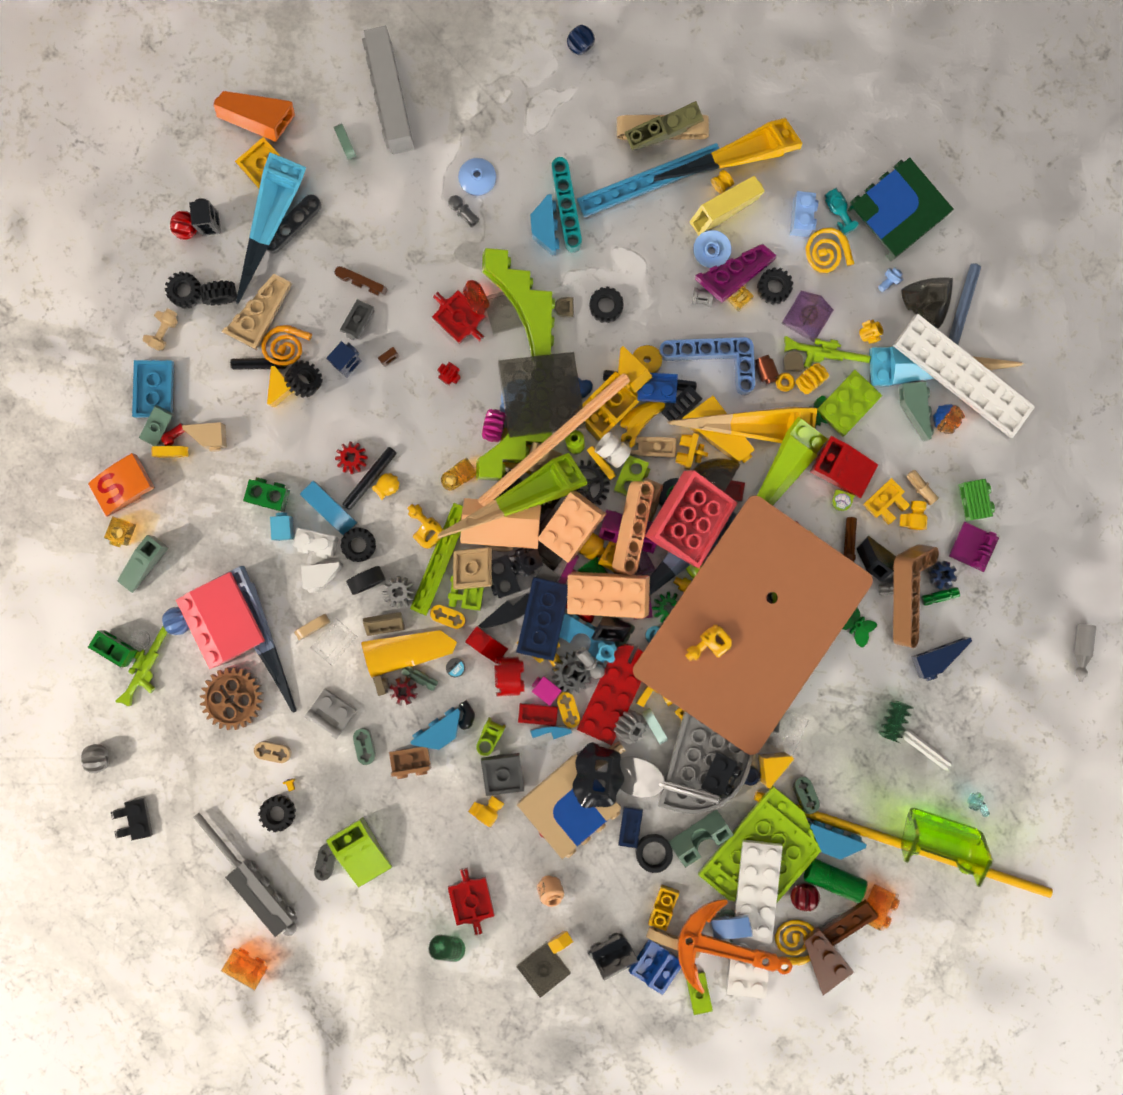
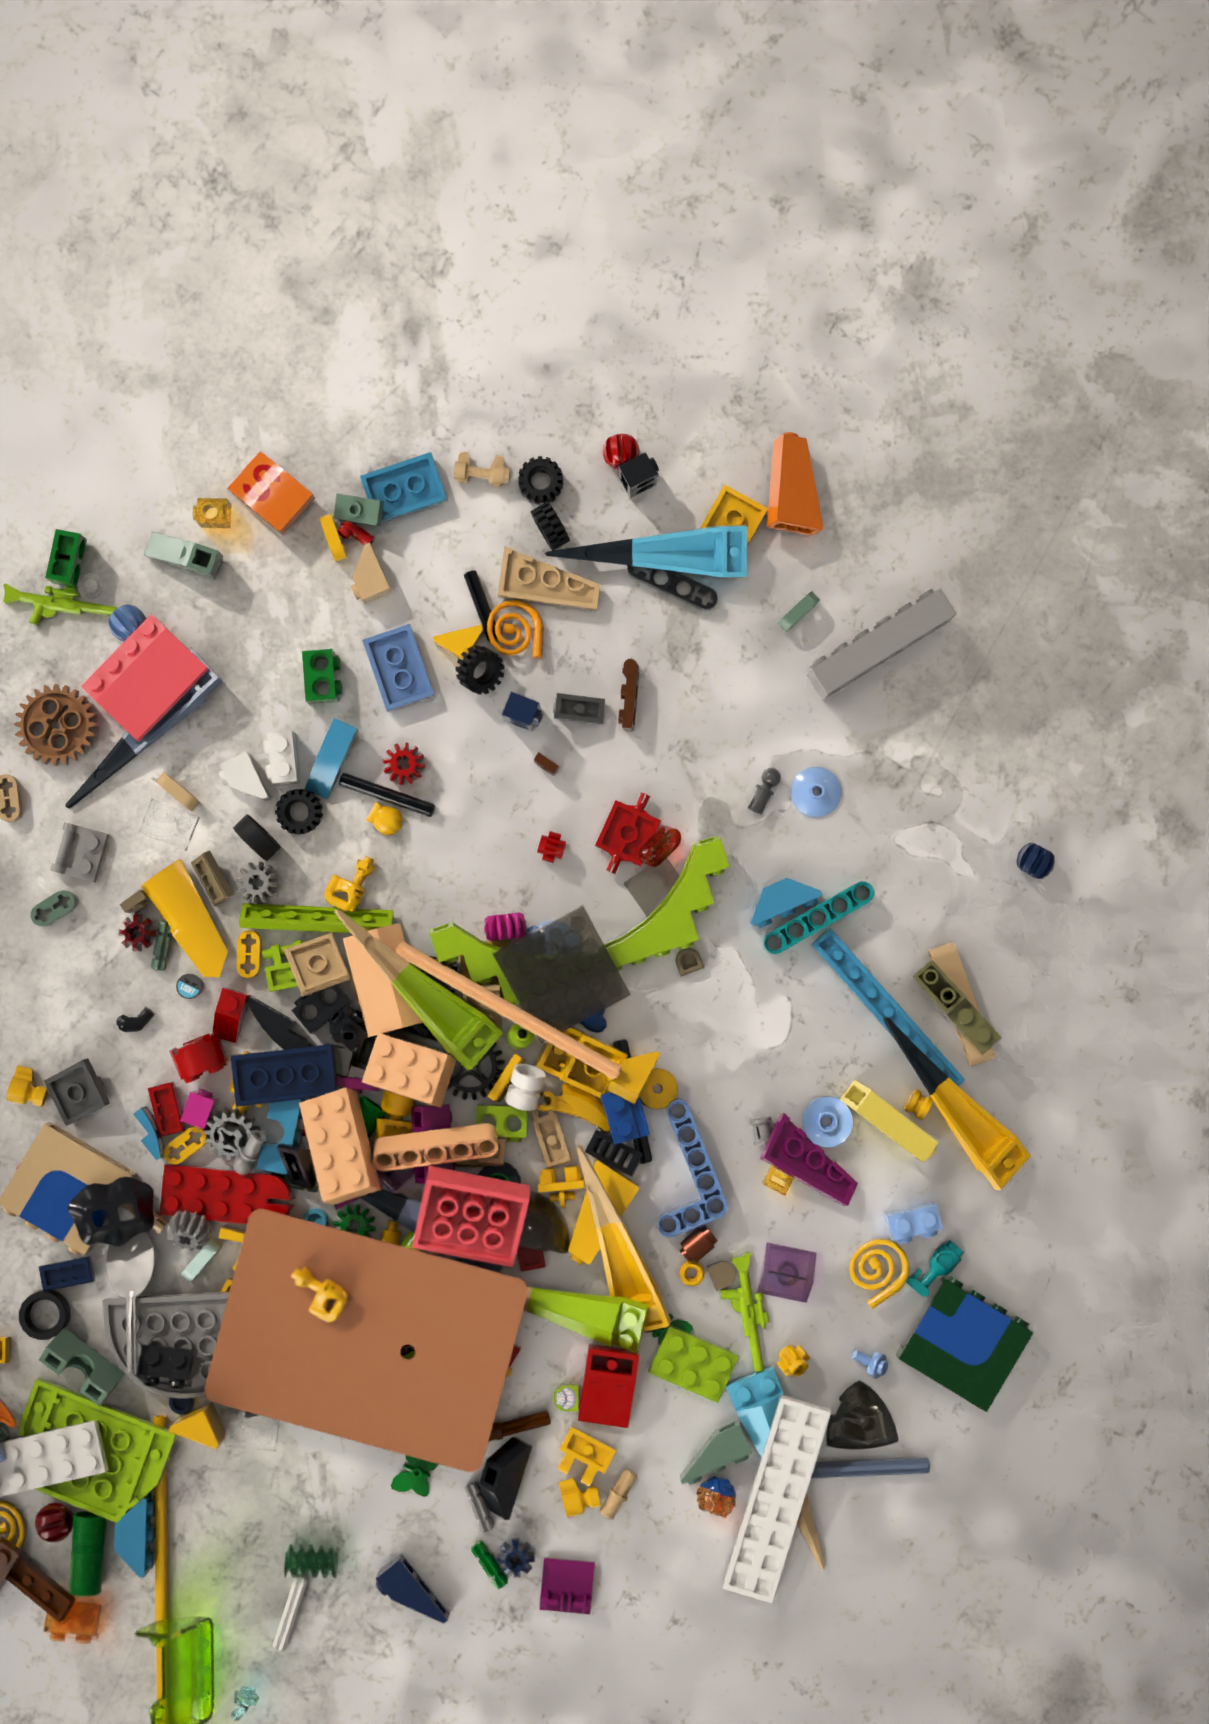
camera: 70 degrees right, 0 degrees up
(281, 438) = (398, 667): none -> medium blue plate
(282, 527) = (287, 709): medium azure brick -> none
(410, 761) = (53, 972): medium nougat bracket -> none
(440, 731) = (102, 995): dark azure slope -> none
(461, 472) = (433, 906): clear yellow piece -> none
(490, 735) = (122, 1060): lime piece -> none
(606, 293) = (693, 1012): black tyre -> none
(611, 650) = (264, 1173): medium azure plate -> none
(779, 275) = (820, 1228): black tyre -> none
(810, 794) = (185, 1484): sand green beam -> none
(812, 378) = (705, 1306): yellow gear -> none
(907, 592) = (477, 1518): medium nougat beam -> none
(976, 499) = (626, 1569): bright green brick -> none

